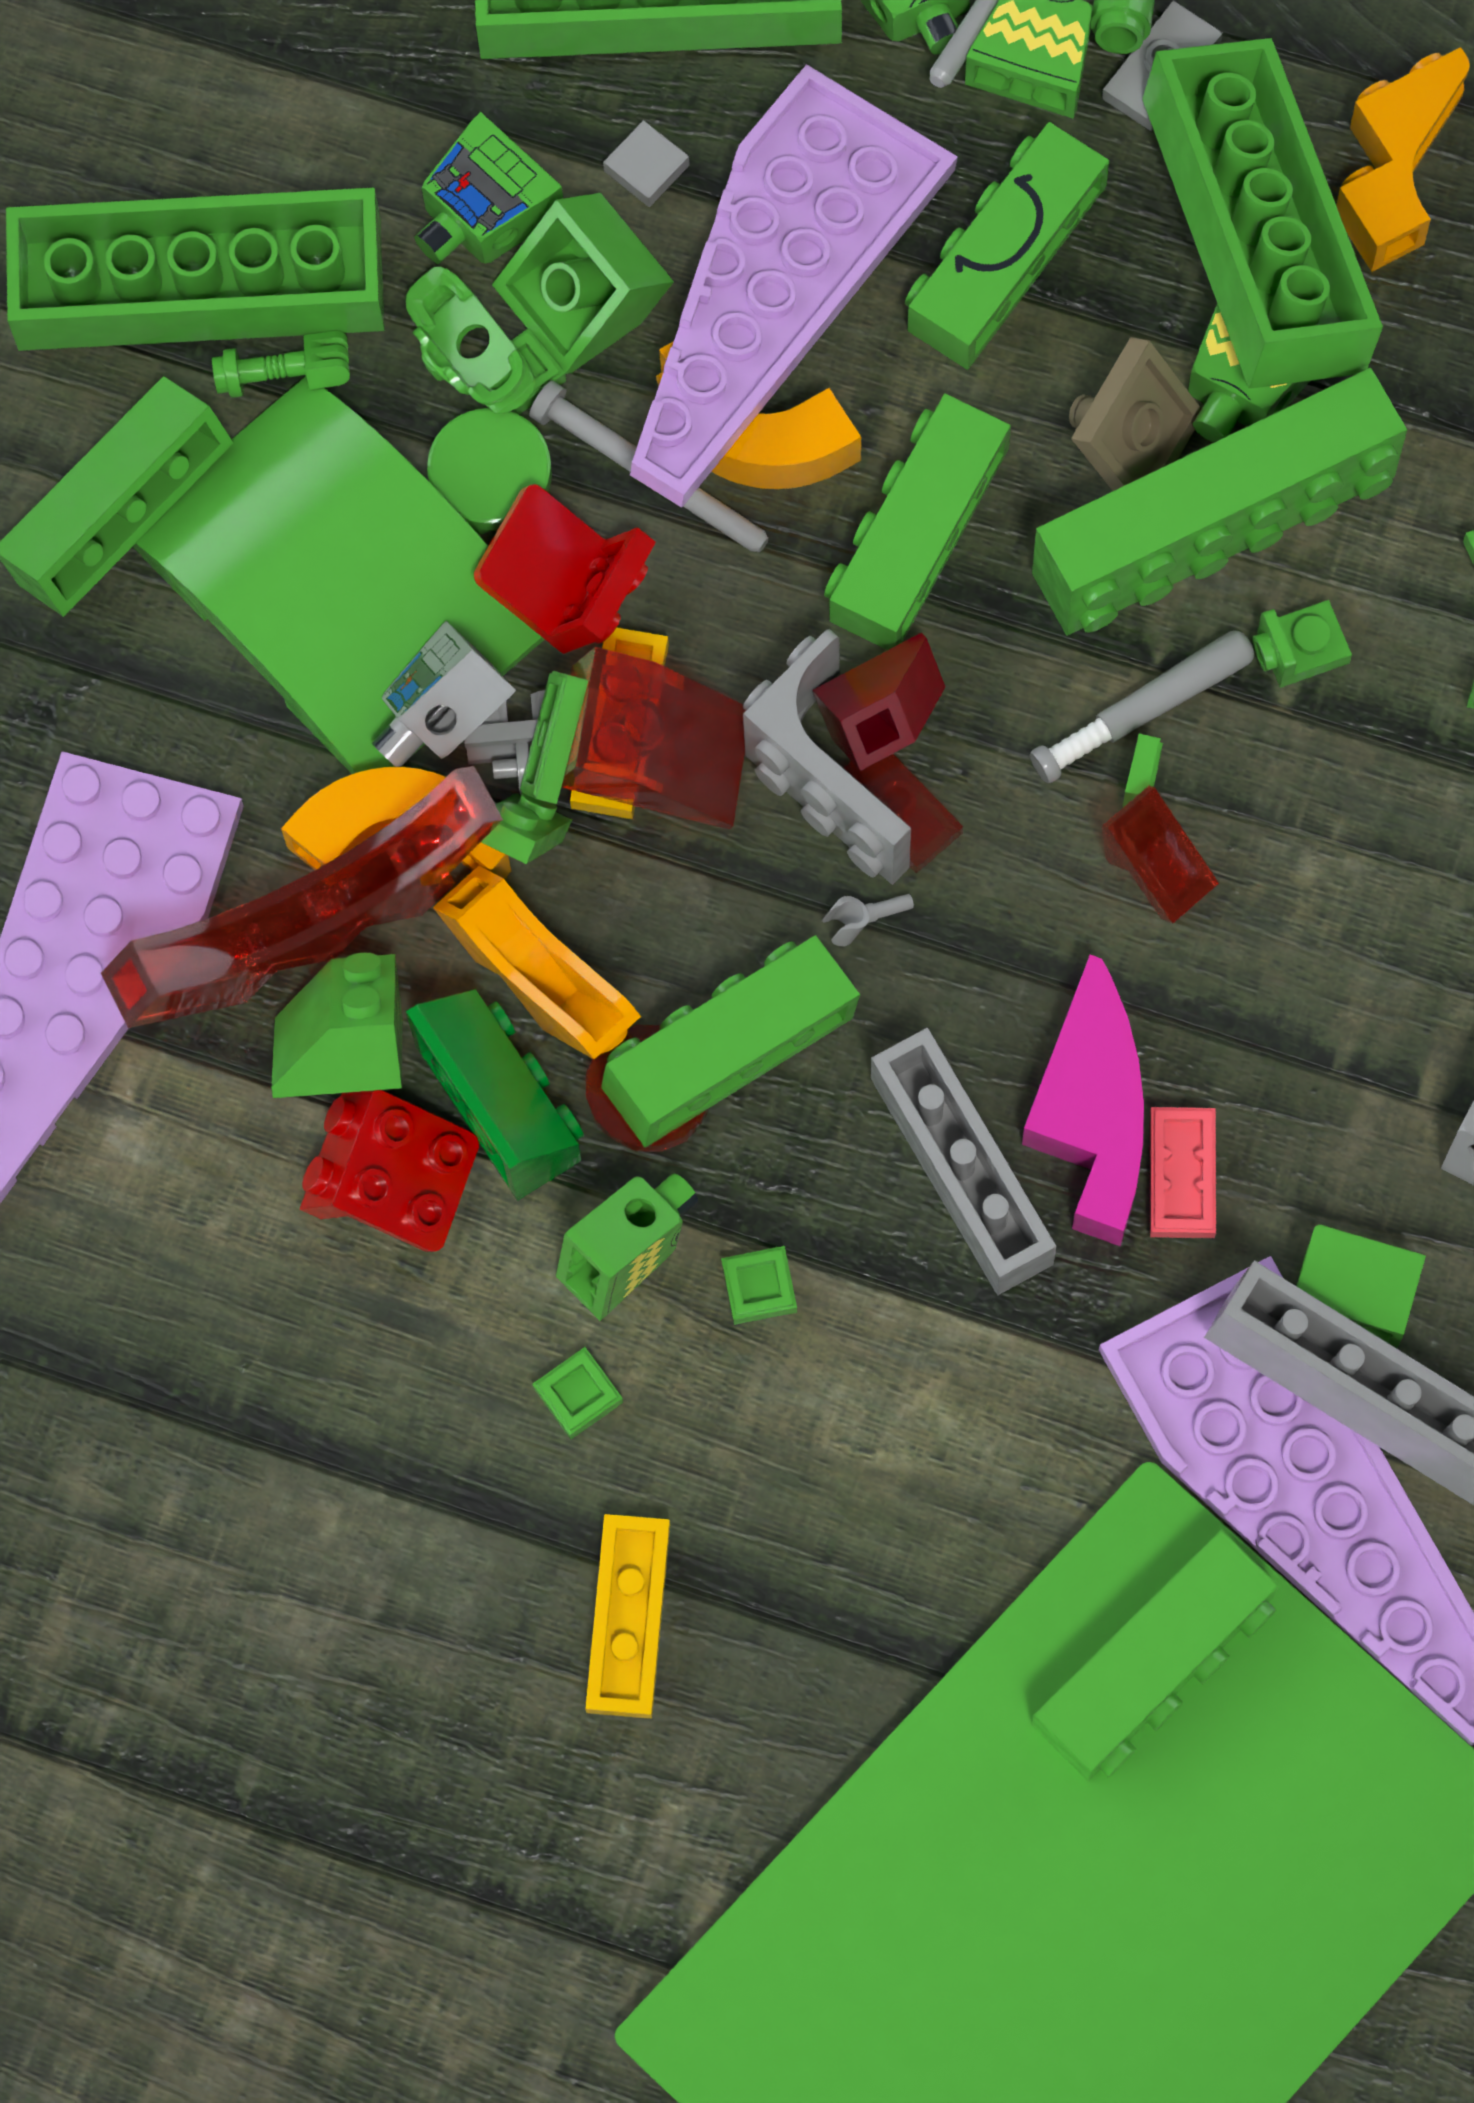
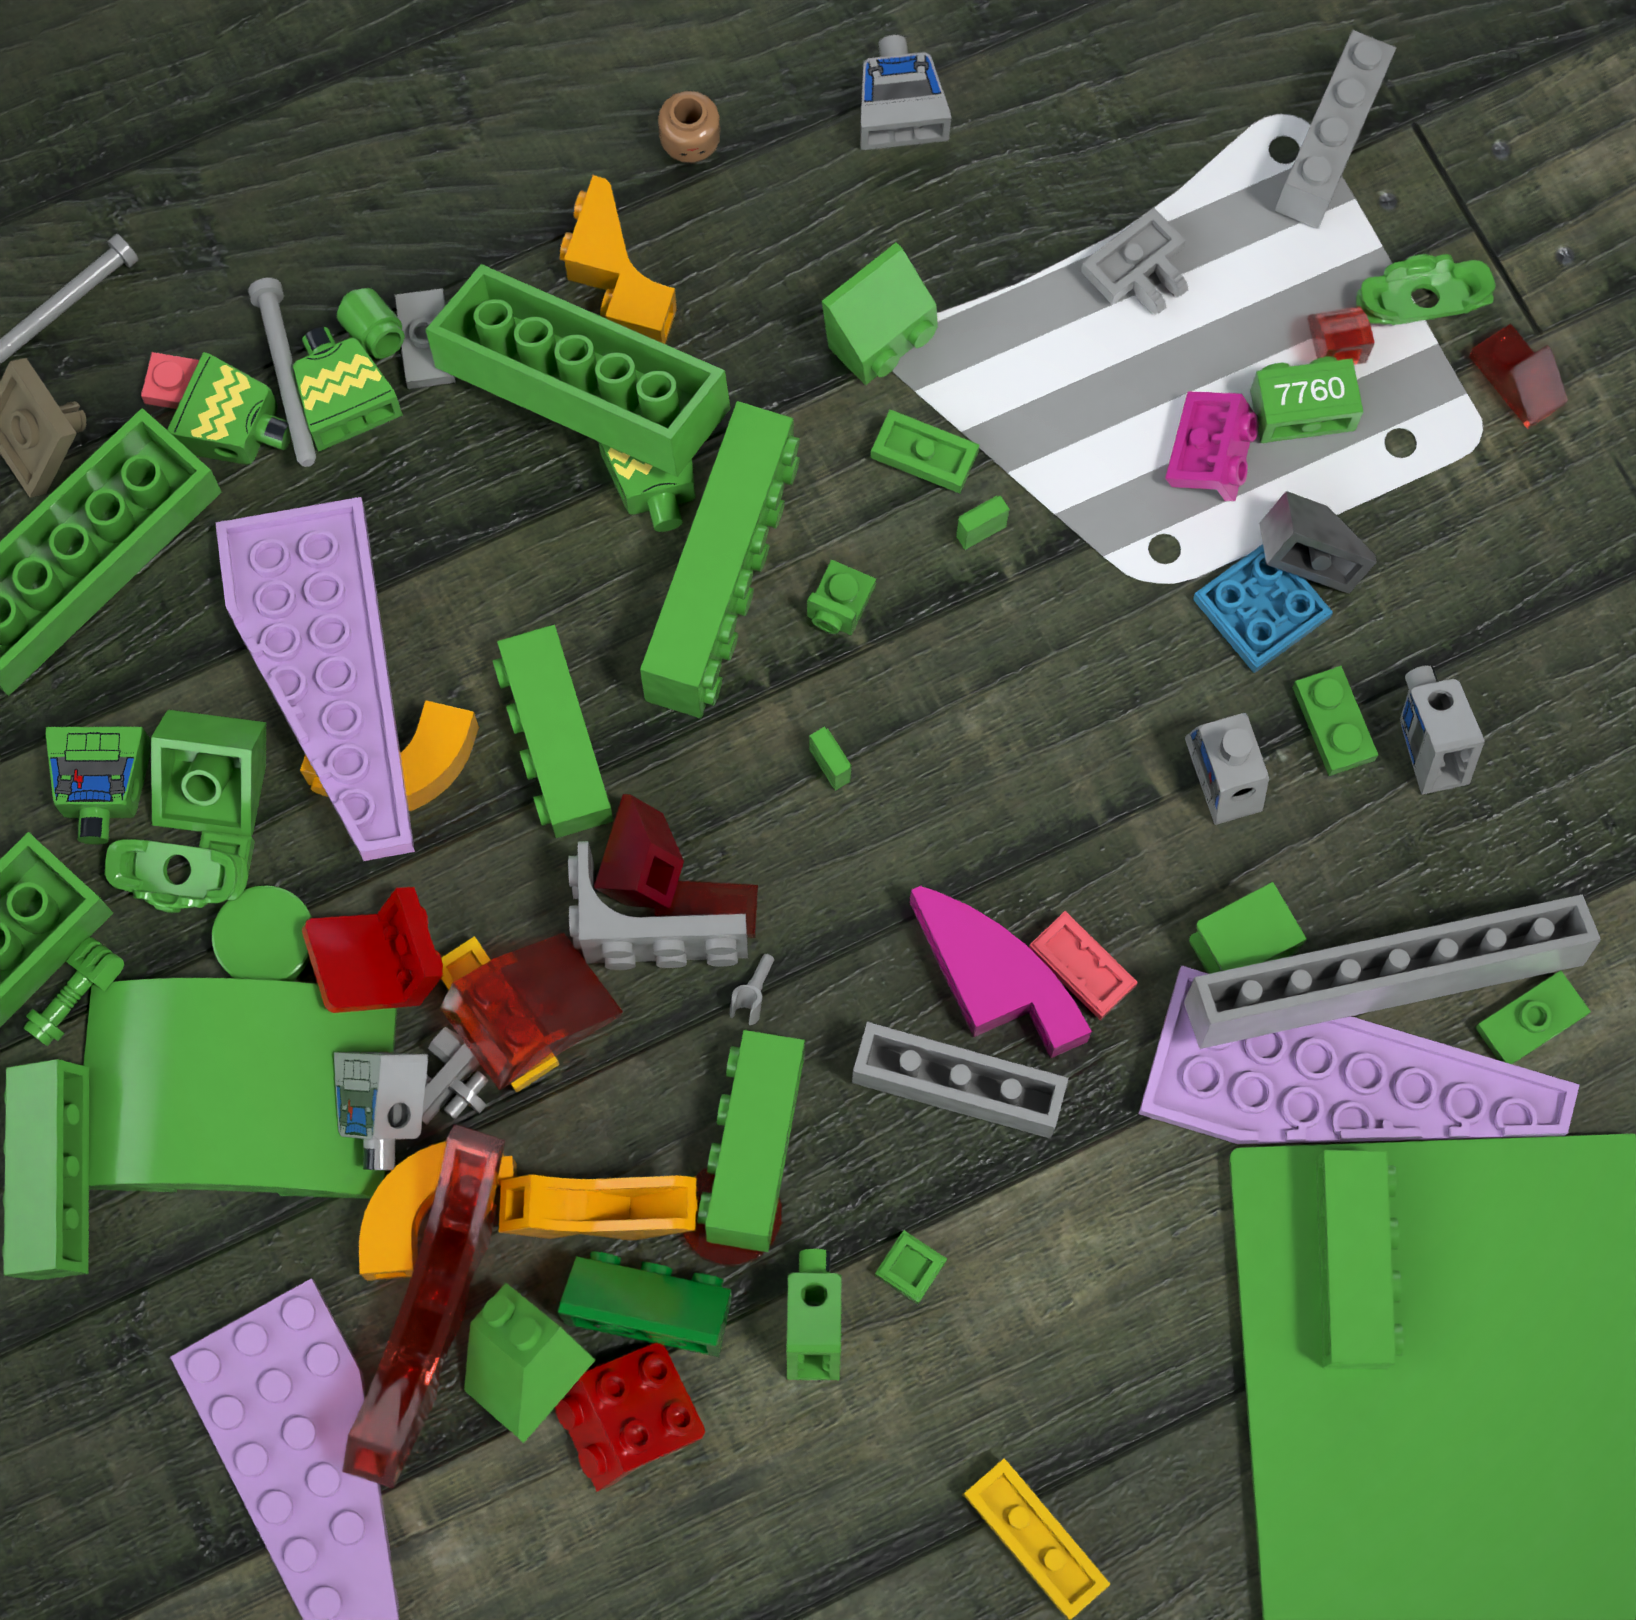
camera: 50 degrees left, 0 degrees up
(527, 828) = (511, 1123): bright green plate -> none
(552, 406) = (266, 863): light grey bar -> none
(553, 736) = (475, 1060): bright green tile -> none
(577, 1393) = (871, 1436): bright green tile -> none
(646, 163) = (174, 668): light grey tile -> none
(1006, 244) = (441, 523): bright green brick -> none
(1136, 418) = (624, 556): dark tan tile -> none
(1153, 699) = (791, 704): light grey piece -> none
(1158, 855) = (889, 796): clear red slope -> none

